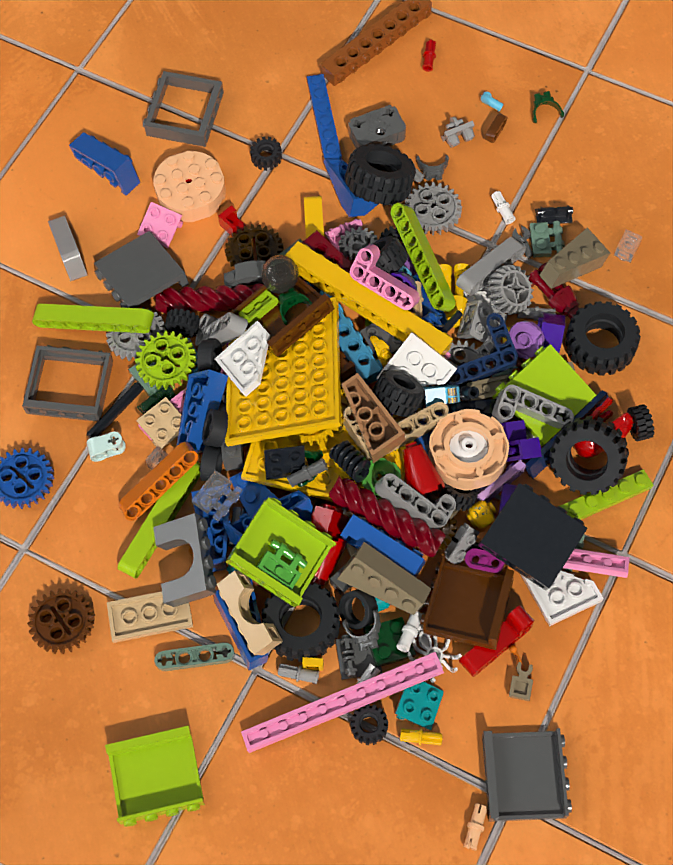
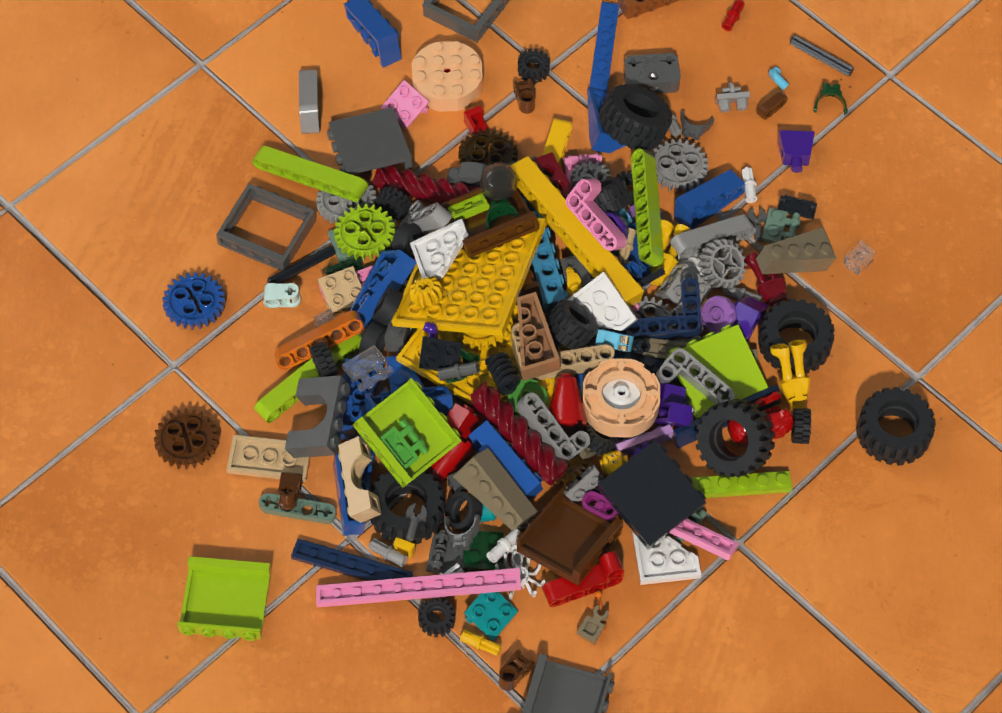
camera: 15 degrees right, 5 degrees down
(171, 501) = (323, 360): none -> black tyre
(181, 642) = (289, 489): none -> reddish brown piece
(249, 404) = (426, 292): none -> yellow gear
(263, 697) = (345, 562): none -> dark blue tile
(268, 183) = (525, 95): none -> reddish brown piece
(269, 440) = (431, 328): none -> dark purple arm
(318, 645) = (414, 520): none -> dark grey bar
(464, 751) = (517, 668): none -> reddish brown piece
(472, 232) = (708, 199): none -> blue wedge
(521, 69) = (821, 55): none -> axle
(532, 161) = (795, 148): none -> dark purple torso
(618, 386) = (793, 386): none -> yellow piece

